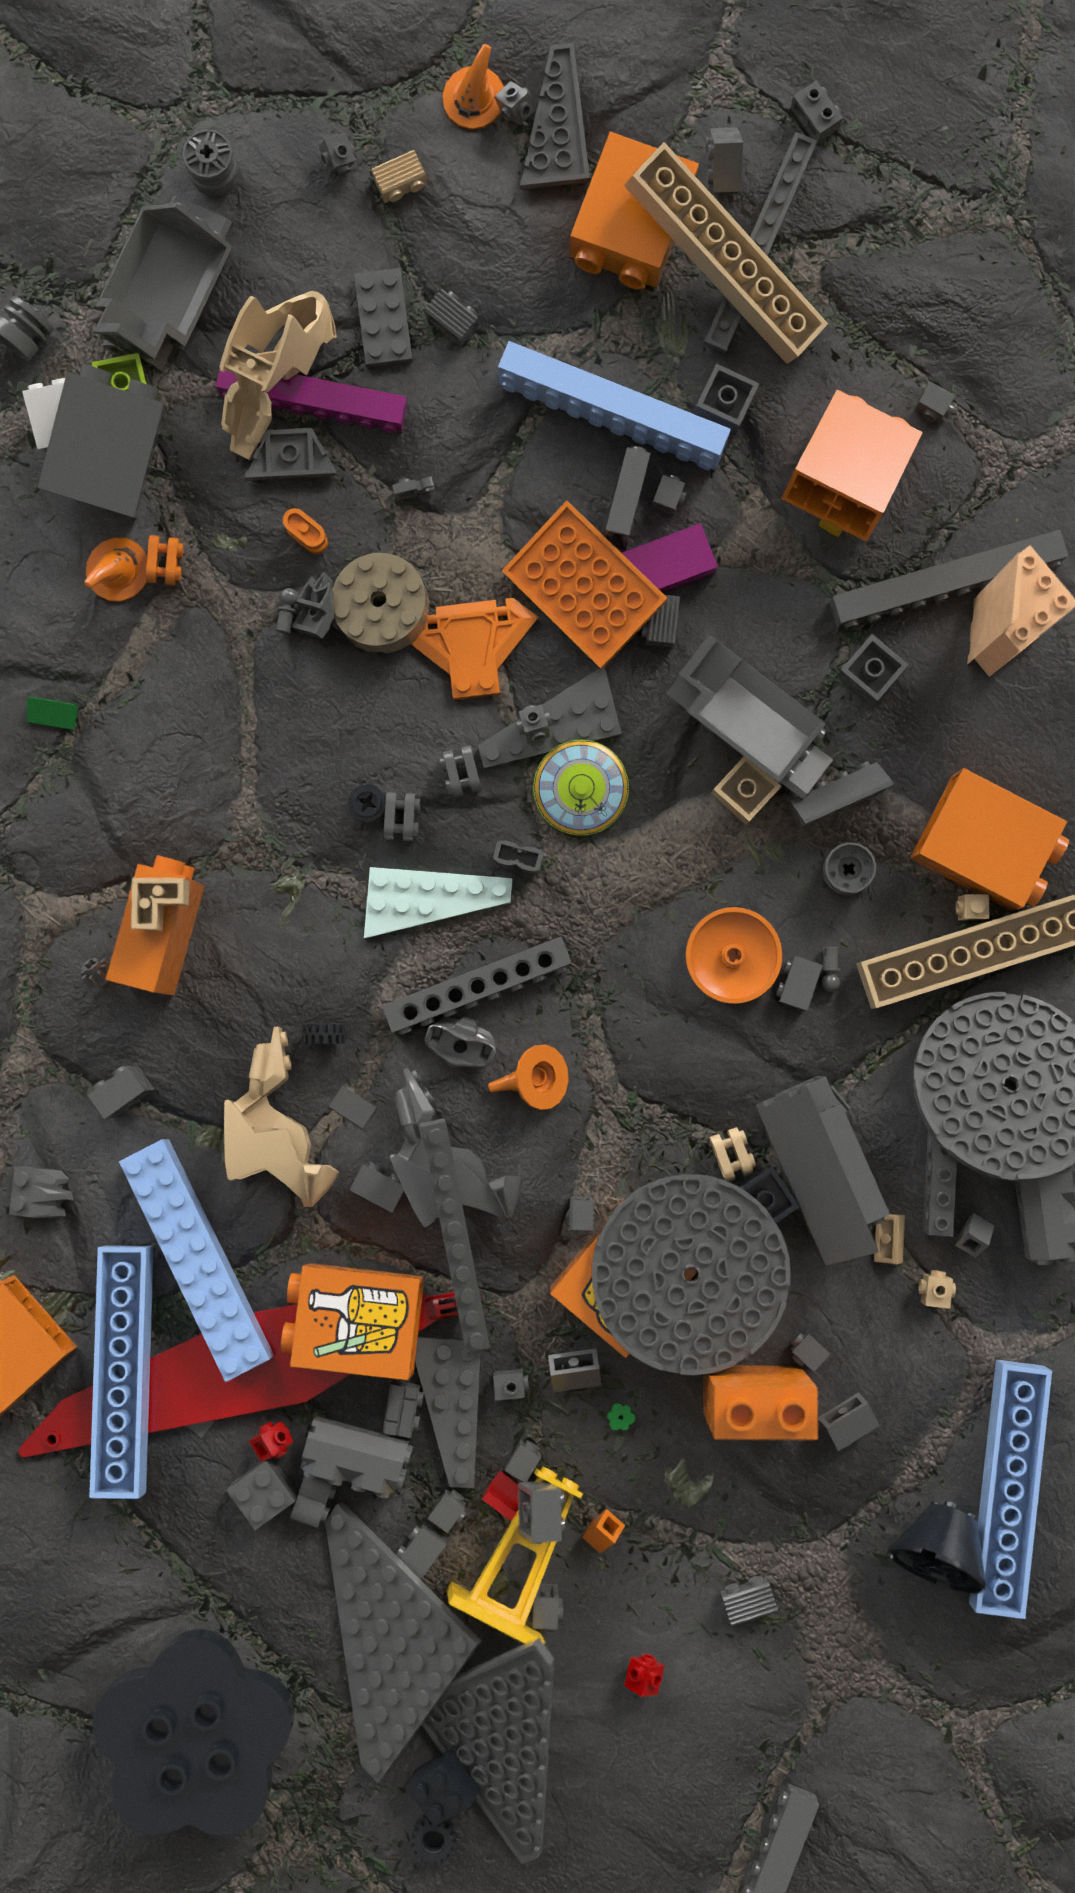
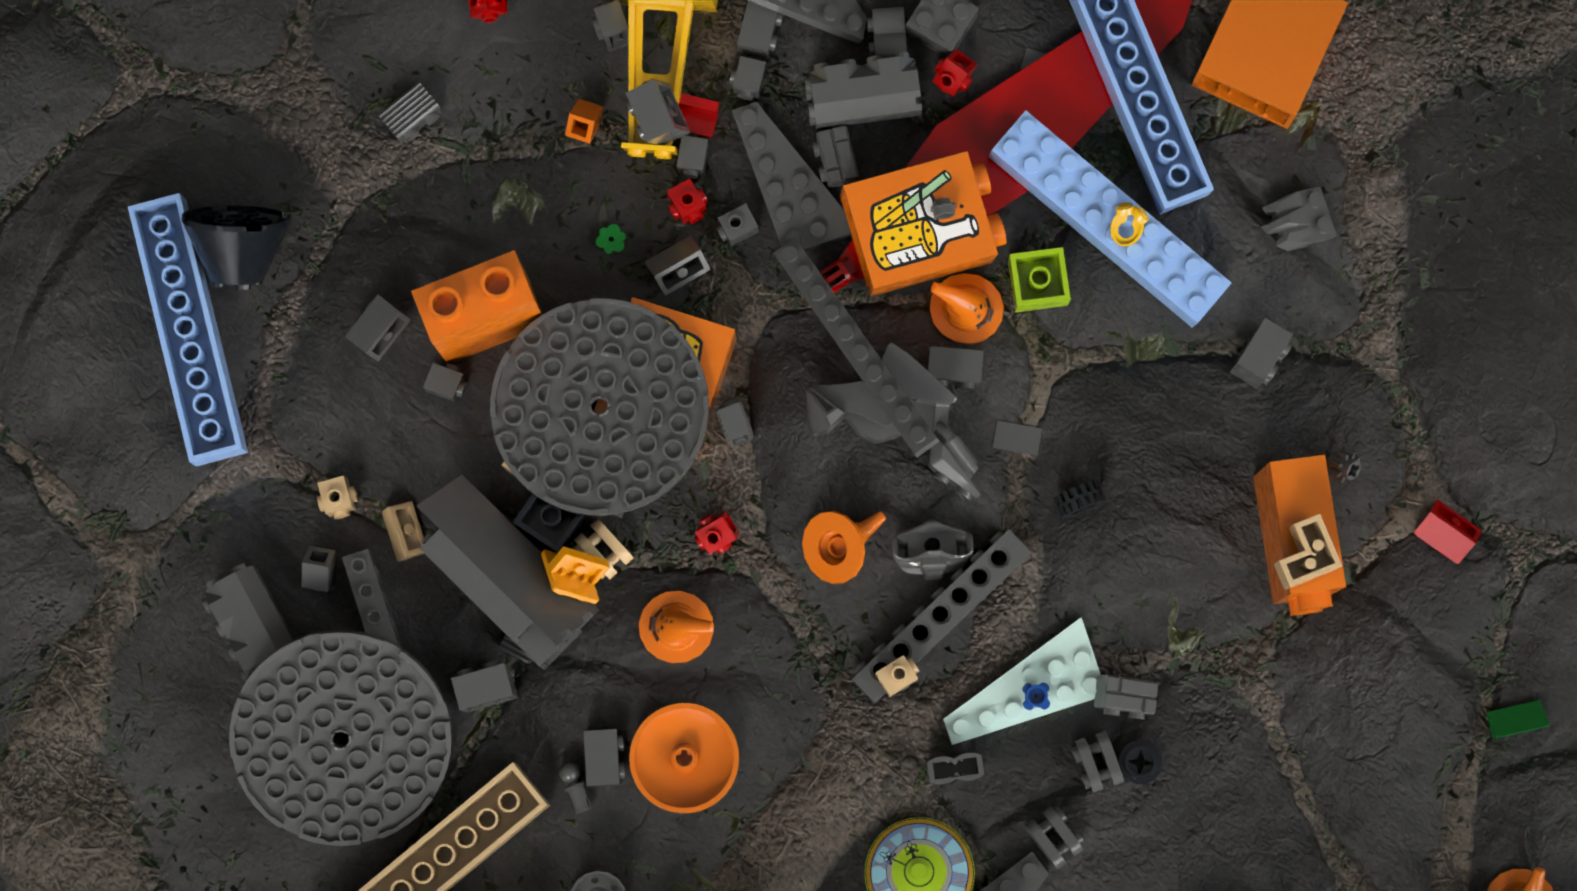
camera: 160 degrees right, 5 degrees down
(36, 884) = (1448, 532): none -> panel
(181, 1259) = (1122, 212): none -> yellow piece
(265, 1139) = (1088, 366): tan piece -> none
(277, 1231) = (1039, 279): none -> lime brick
(331, 1323) = (943, 209): none -> dark grey plate
(348, 1233) = (966, 308): none -> orange piece
(355, 859) = (1126, 695): none -> dark grey brick
(430, 894) = (1030, 702): none -> blue plate
(533, 949) = (897, 675): none -> tan brick
(544, 1430) = (687, 202): none -> red brick
(633, 1129) = (716, 533): none -> red brick
(696, 1066) = (676, 627): none -> orange piece
(766, 1142) = (574, 573): none -> light orange bracket
(875, 1078) = (484, 687): none -> dark grey brick

